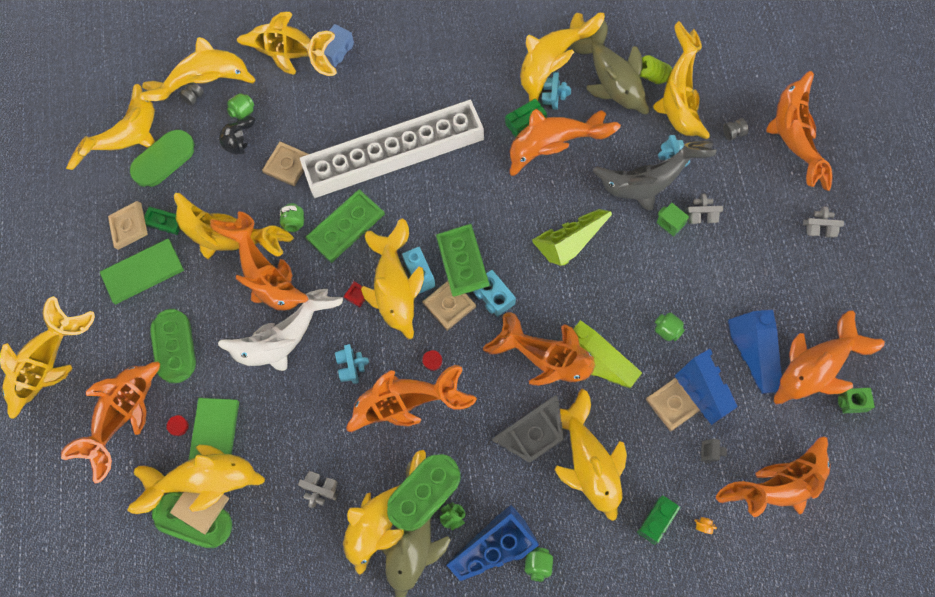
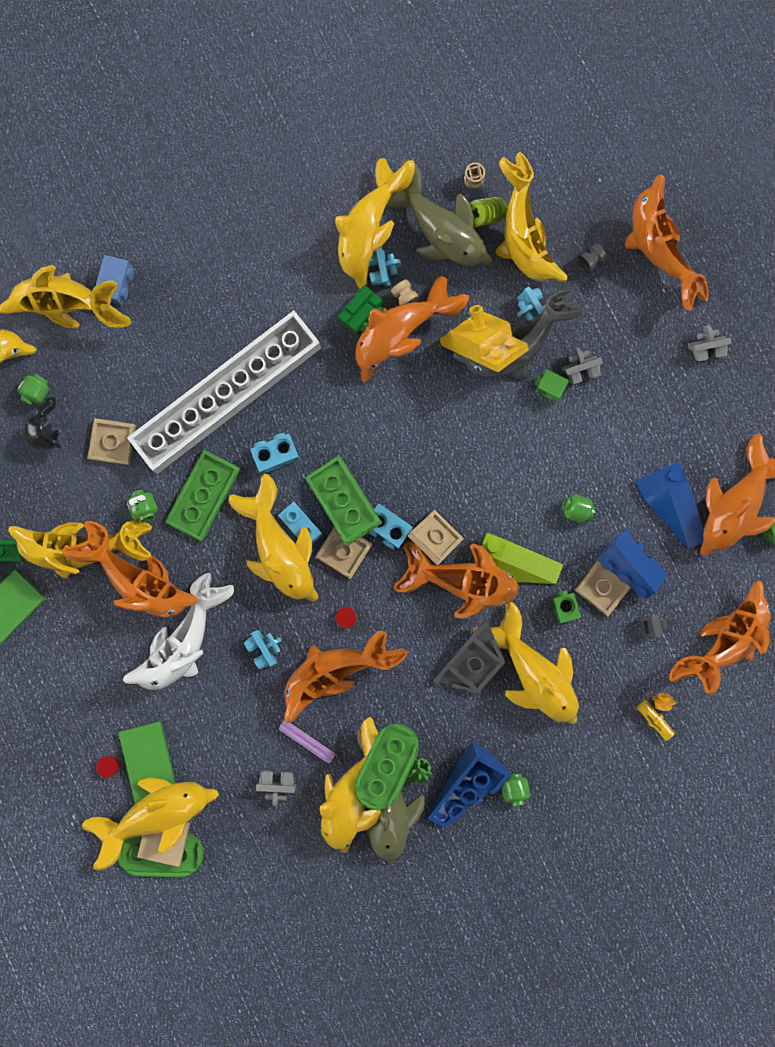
camera: 20 degrees left, 15 degrees up
(118, 402) = (37, 769): orange animal -> none
(173, 346) = (68, 684): bright green tile -> none
(355, 294) = (240, 570): red tile -> none
(360, 458) = (307, 741): none -> lavender axle
(417, 212) = (276, 458): none -> medium azure brick
(533, 313) = (435, 537): none -> tan tile
(566, 111) = (404, 293): none -> tan wheel
(567, 242) = (448, 442): lime wedge -> none
(623, 158) = (485, 340): none -> yellow brick
(634, 417) = (572, 613): none -> bright green brick
(651, 44) = (475, 180): none -> tan wheel
(658, 520) = (618, 711): green brick -> none
(693, 541) = (655, 720): none -> yellow pin

